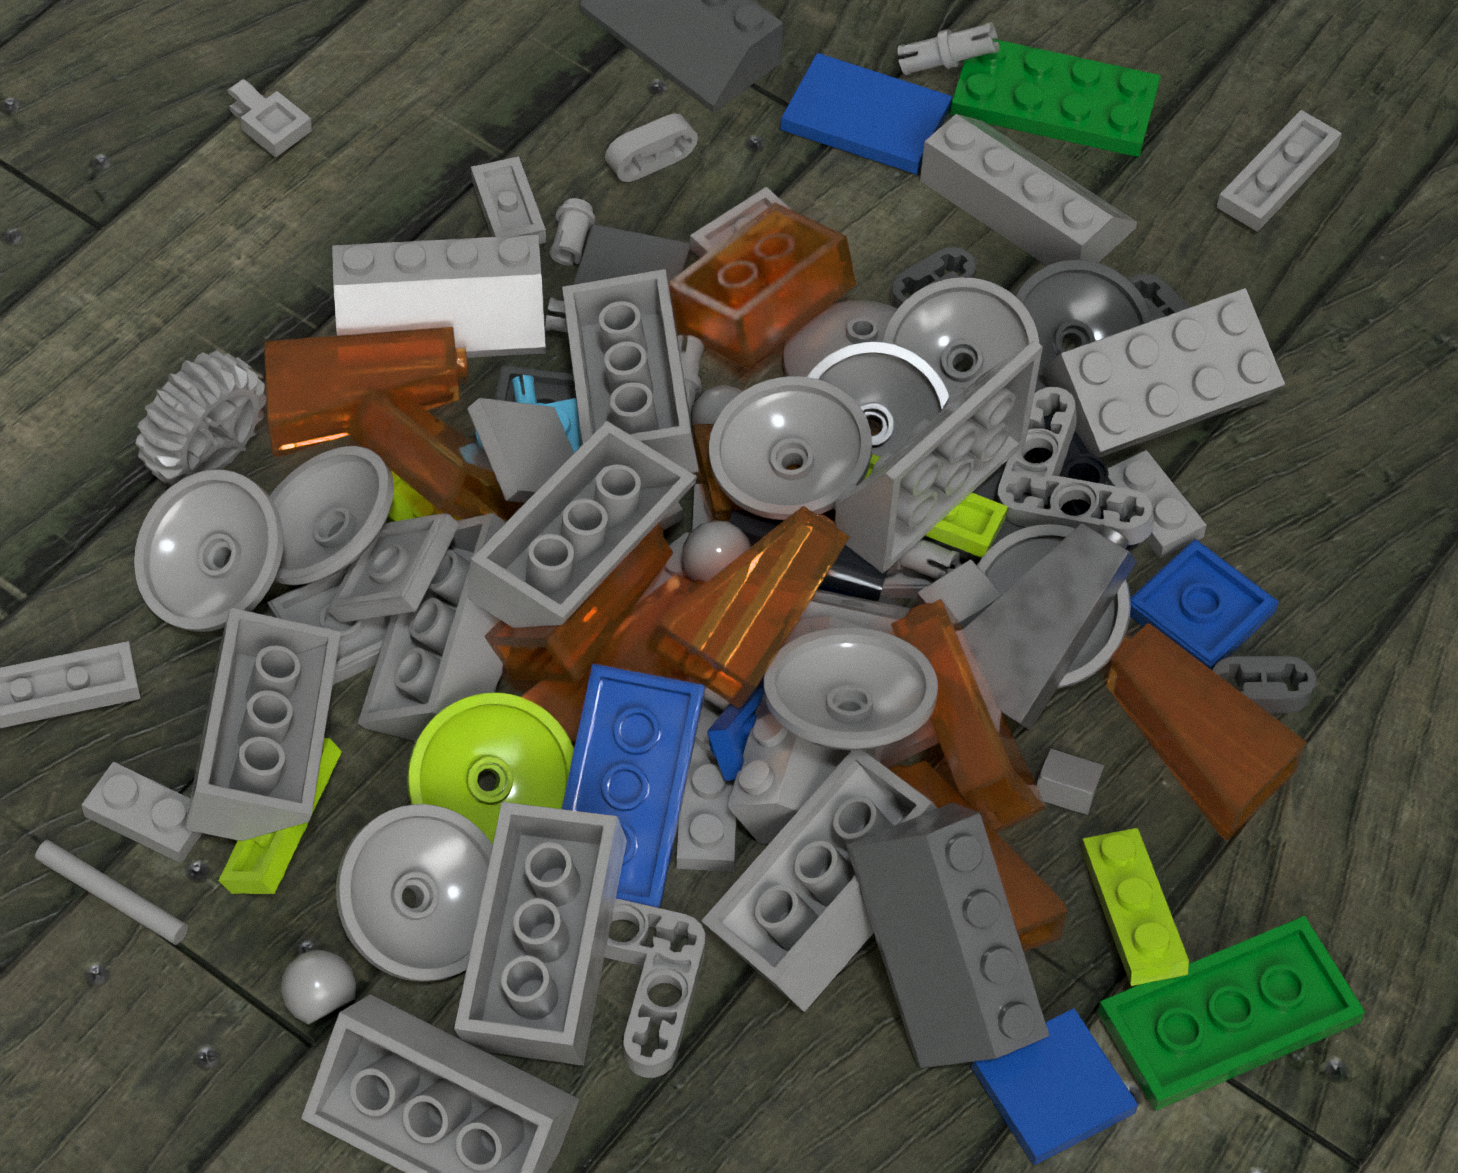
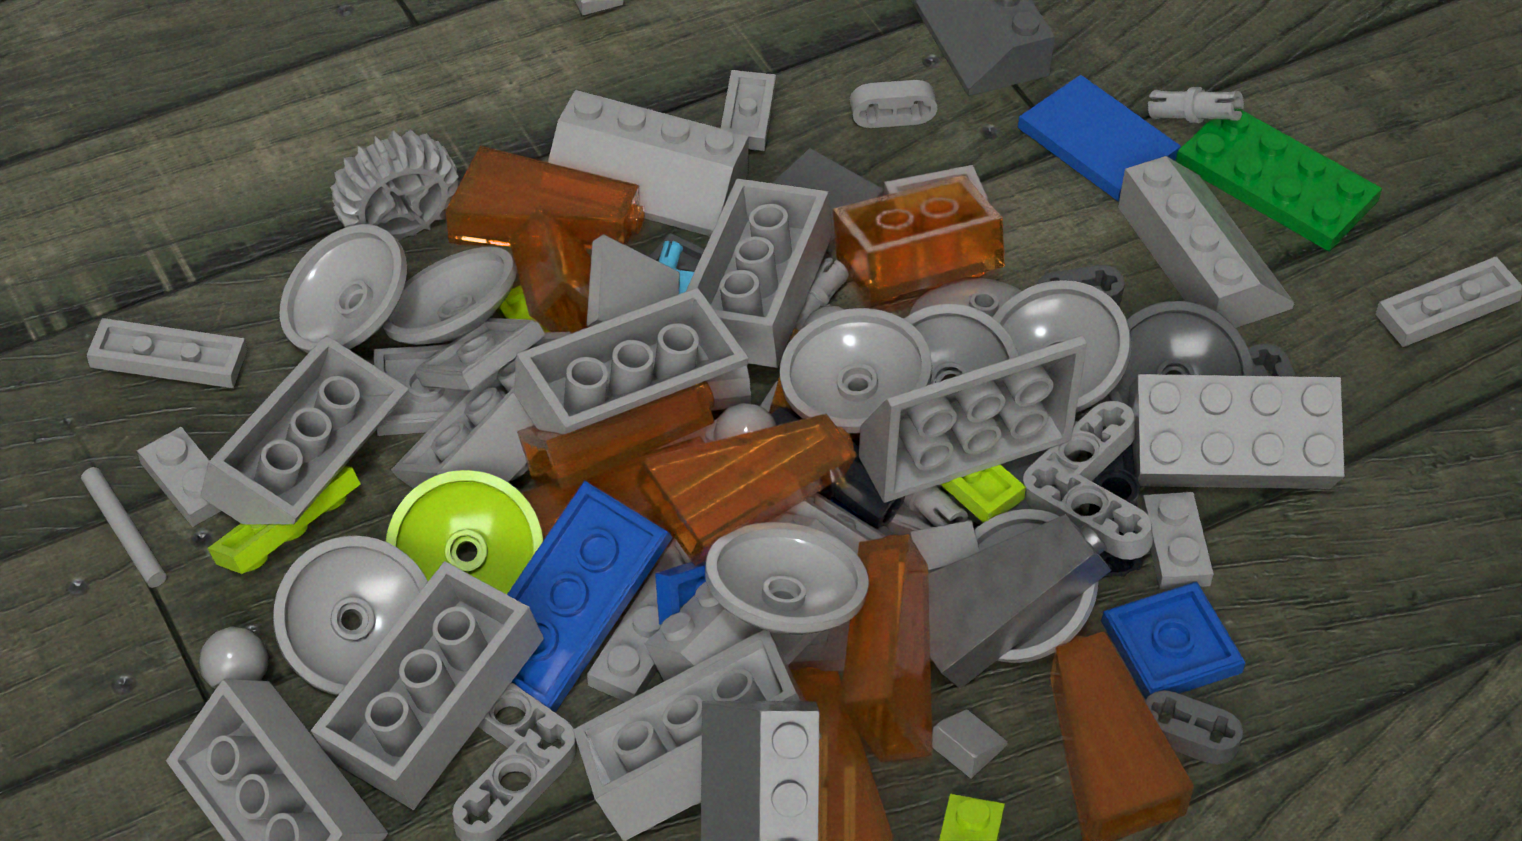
camera: 25 degrees right, 5 degrees down
(574, 221) = (794, 142): light grey pin -> none

